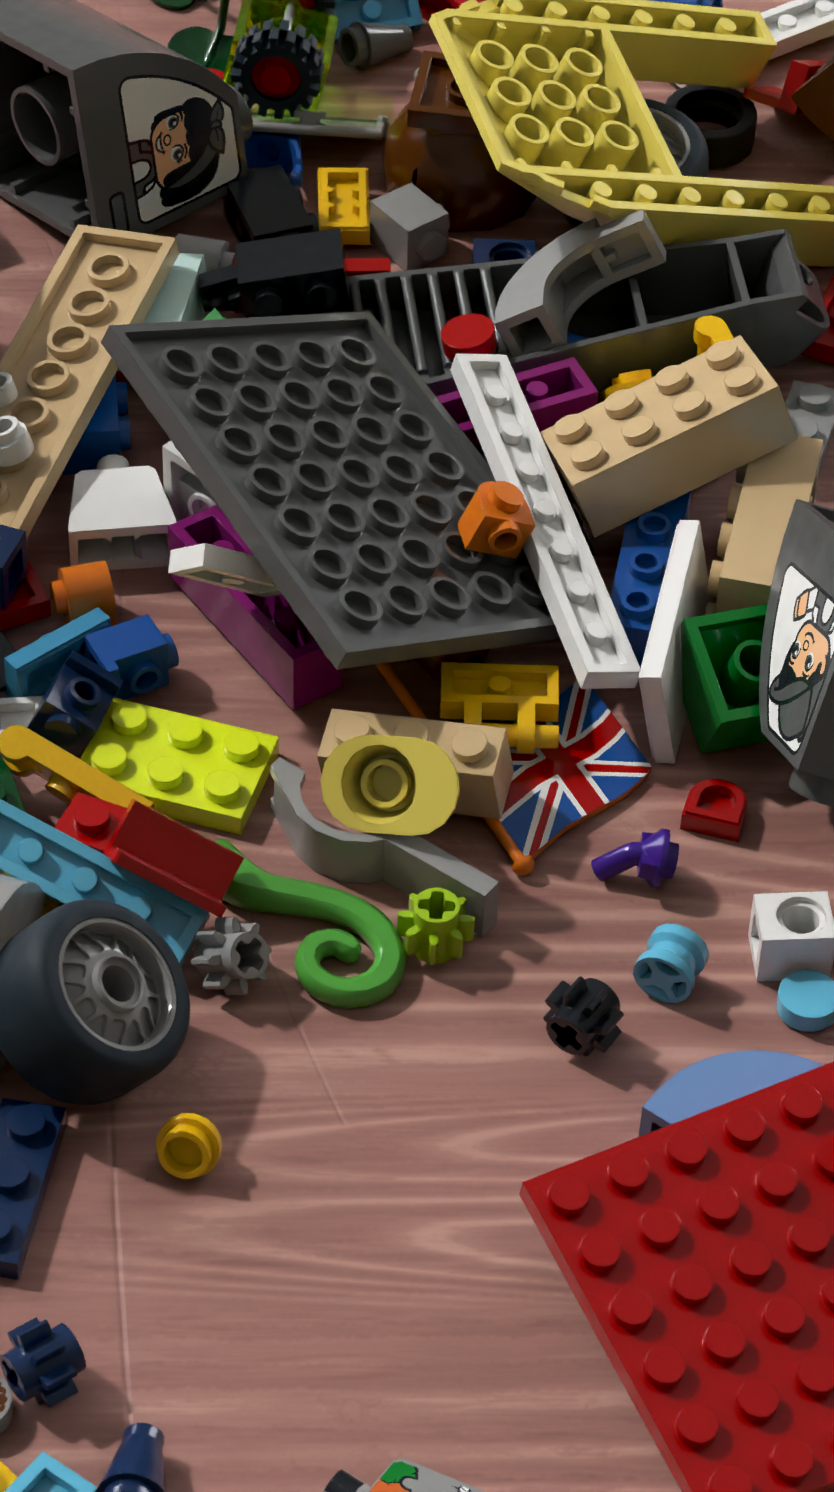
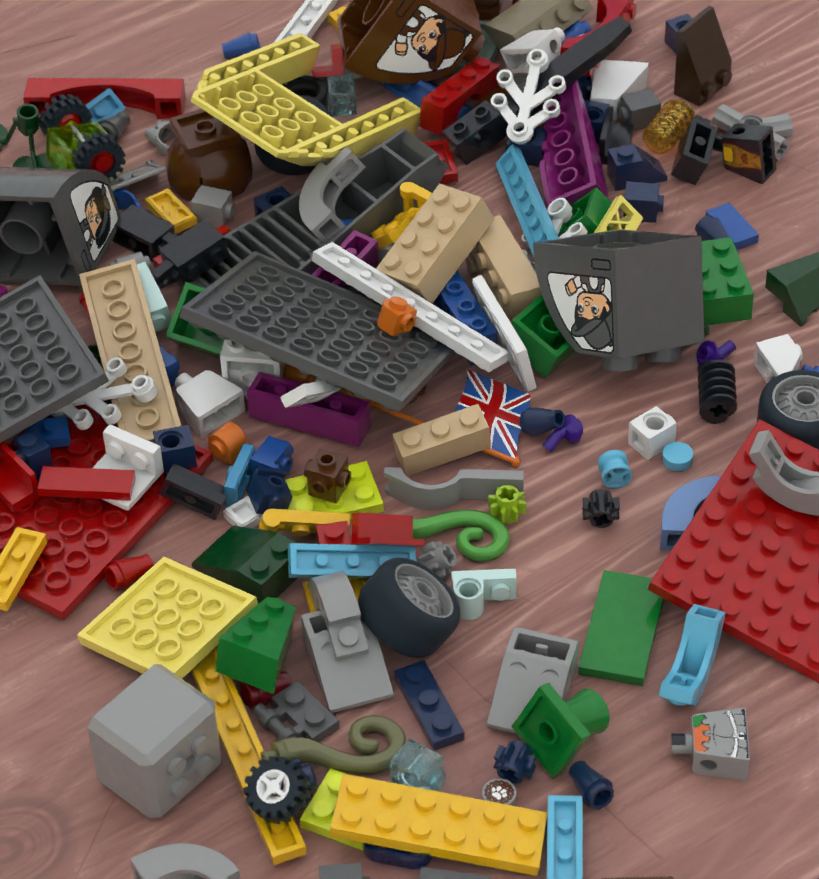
camera: 30 degrees left, 0 degrees up
(149, 1344) = (560, 728): none -> green plant
(171, 723) = (327, 475): none -> reddish brown brick
(188, 1145) = (489, 646): yellow plate -> none
(193, 1248) = (528, 663): none -> light grey slope
(245, 1034) = (477, 586): none -> light aqua plate
(390, 785) = (453, 451): light yellow piece -> none
(433, 1245) = (621, 629): none -> green tile
(468, 335) = (302, 243): red tile -> none
(501, 1368) = (694, 657): none -> medium azure arch
(504, 693) = (448, 392): yellow plate -> none
(612, 815) = (540, 420): none -> dark blue cone
(715, 809) = (572, 398): red tile -> none
(774, 146) = (342, 95): none -> clear light blue brick

